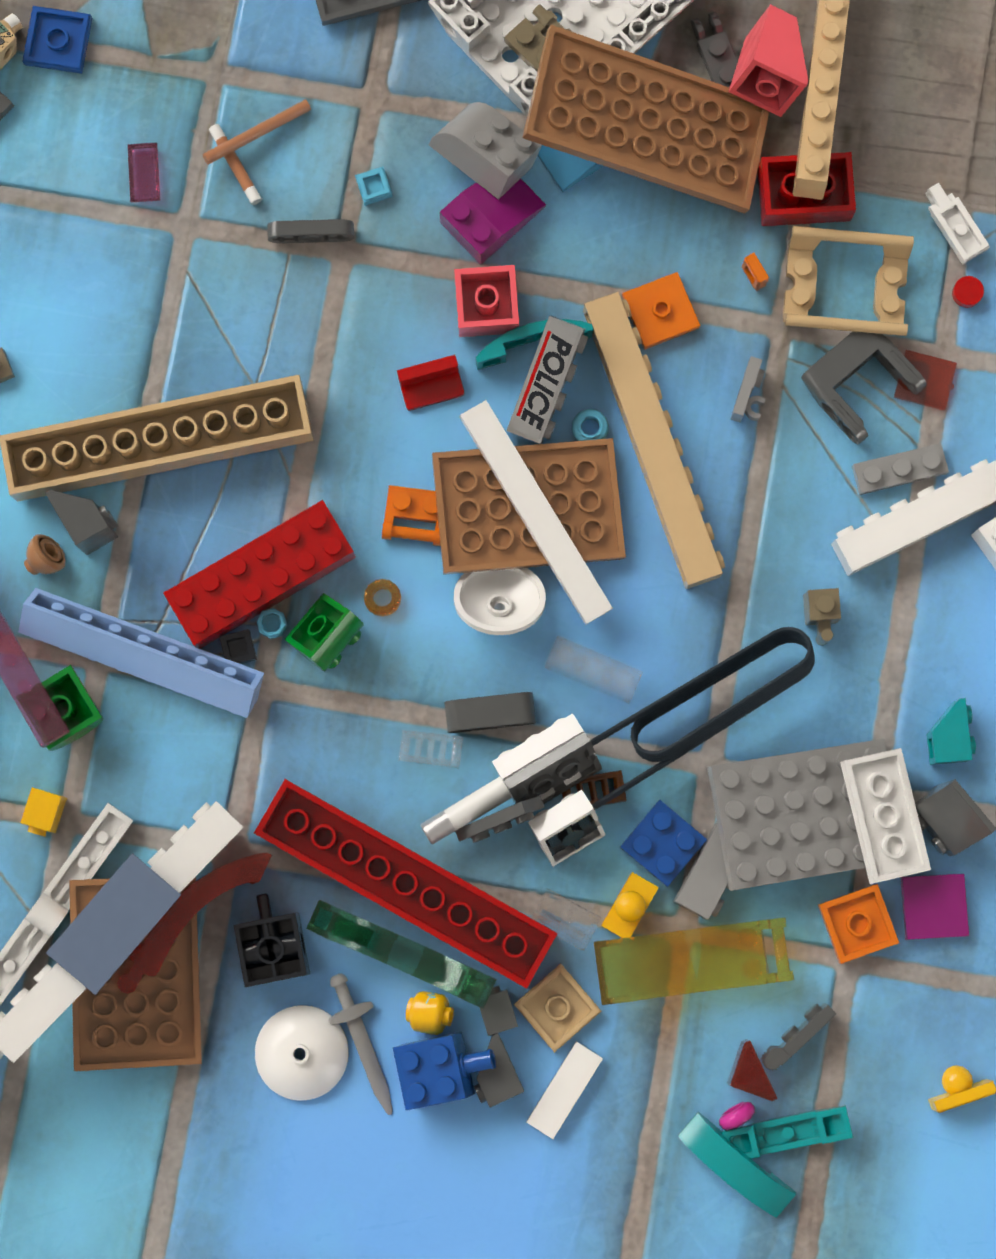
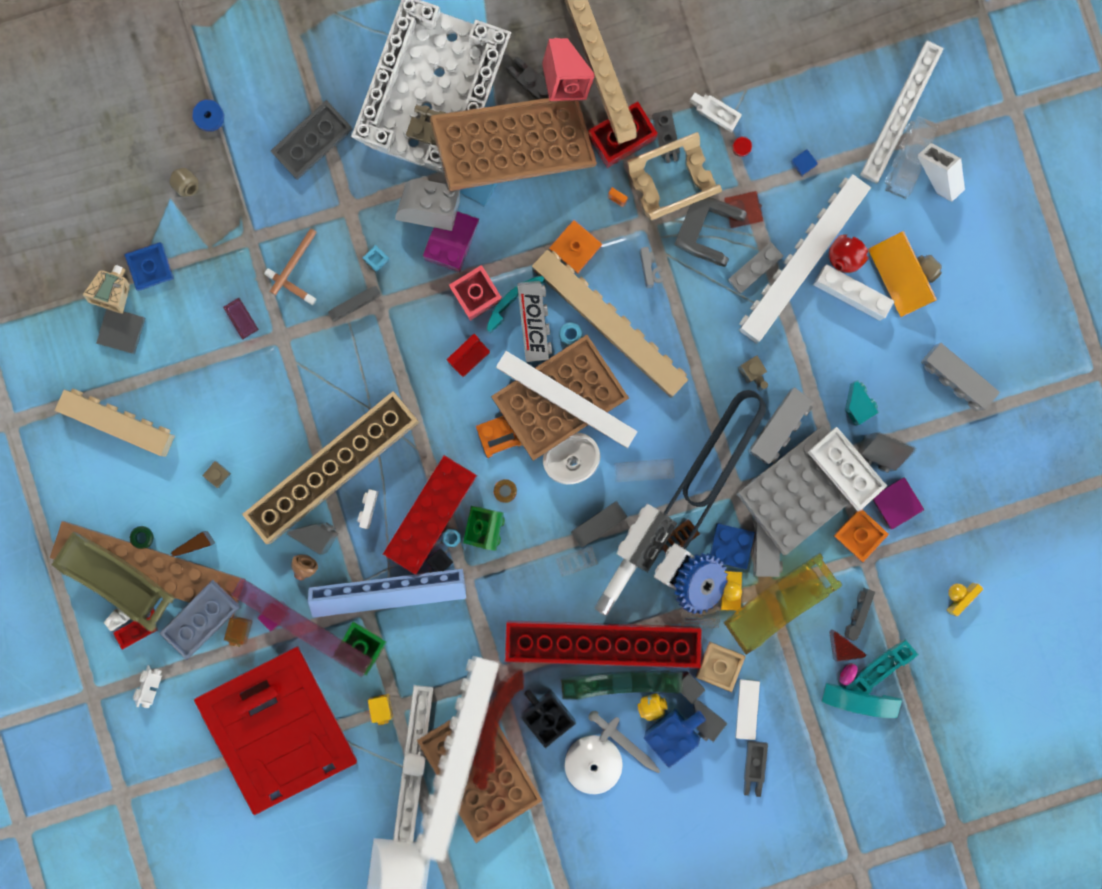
camera: 30 degrees left, 5 degrees up
(113, 924) = (457, 756): sand blue tile -> none
(168, 531) = (366, 515): none -> white plate
(500, 820) = (638, 582): dark grey plate -> none
(533, 1177) = (755, 766): none -> dark grey hinge
(590, 869) = (701, 583): none -> gear
(821, 707) = (780, 426): none -> light grey brick
(869, 218) = (666, 132): none -> dark grey hinge

